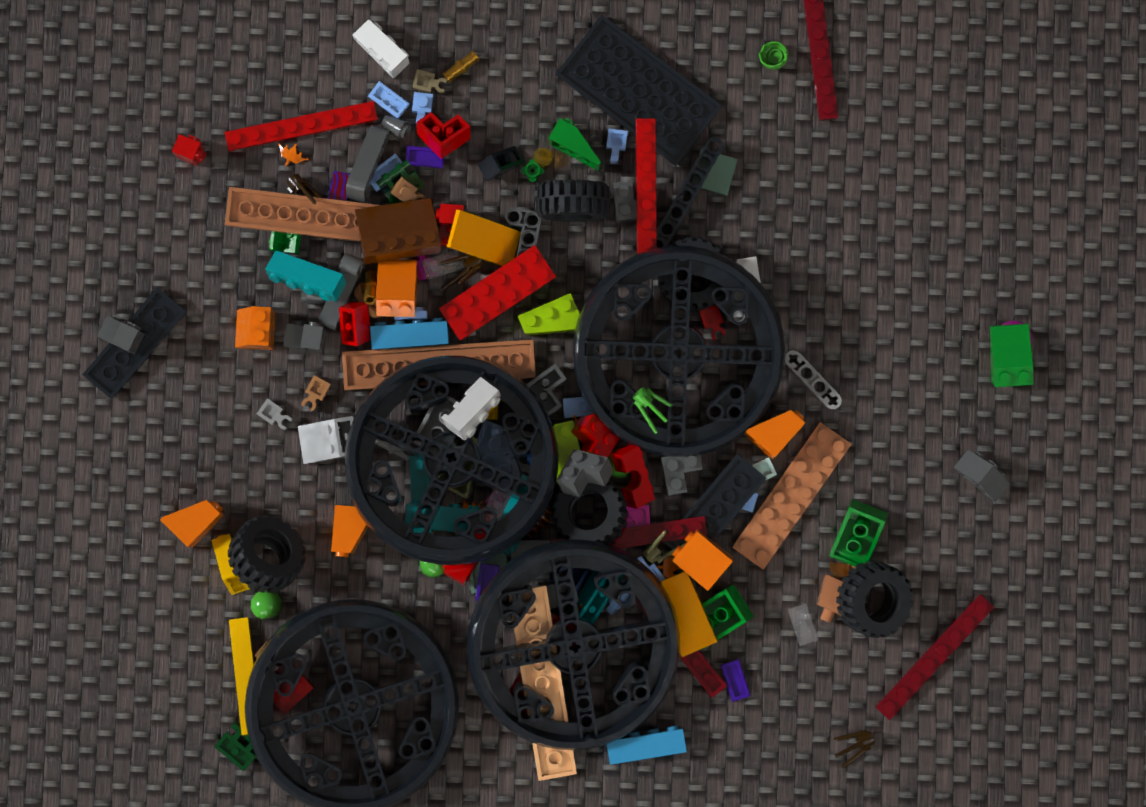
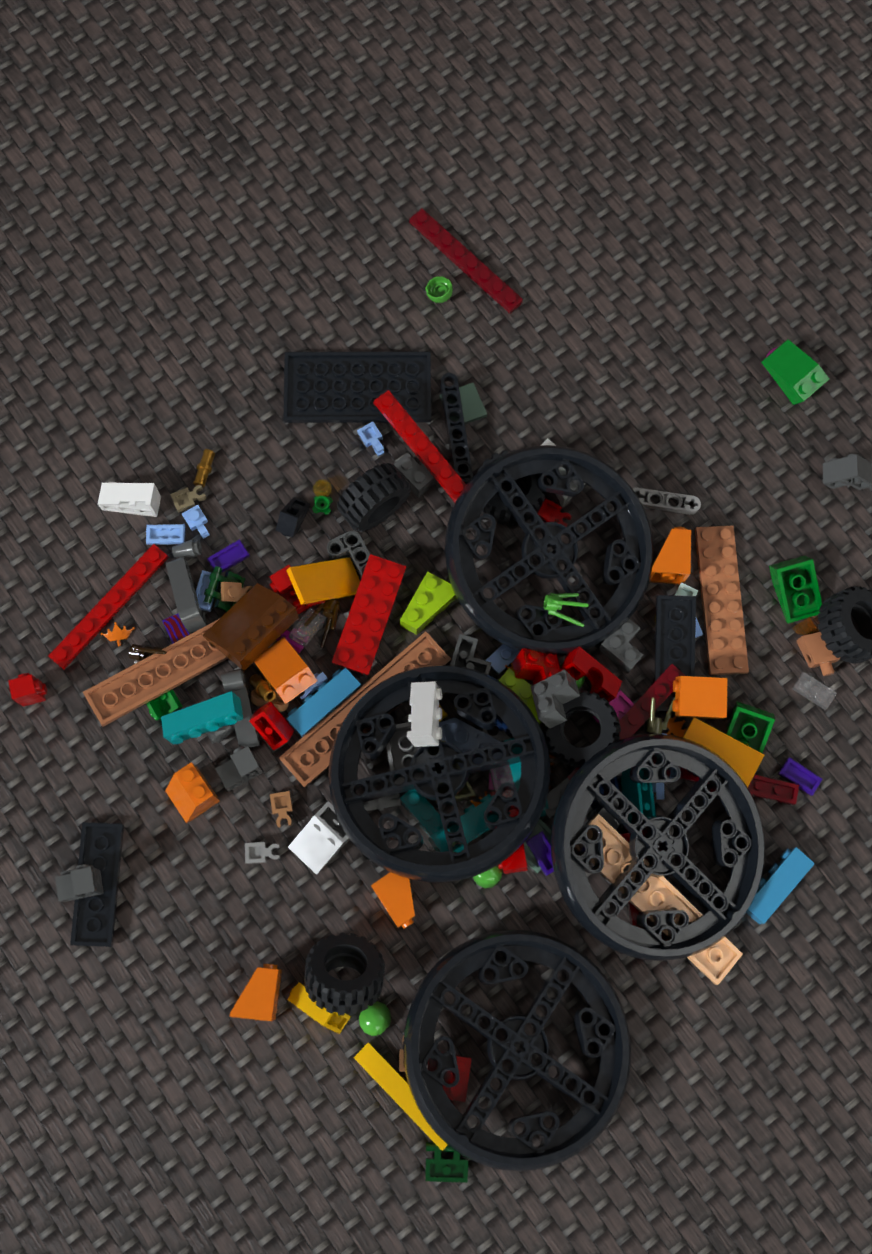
camera: 40 degrees left, 10 degrees down
(443, 137) = (231, 528): red brick -> none
(571, 142) = (339, 459): green slope -> none

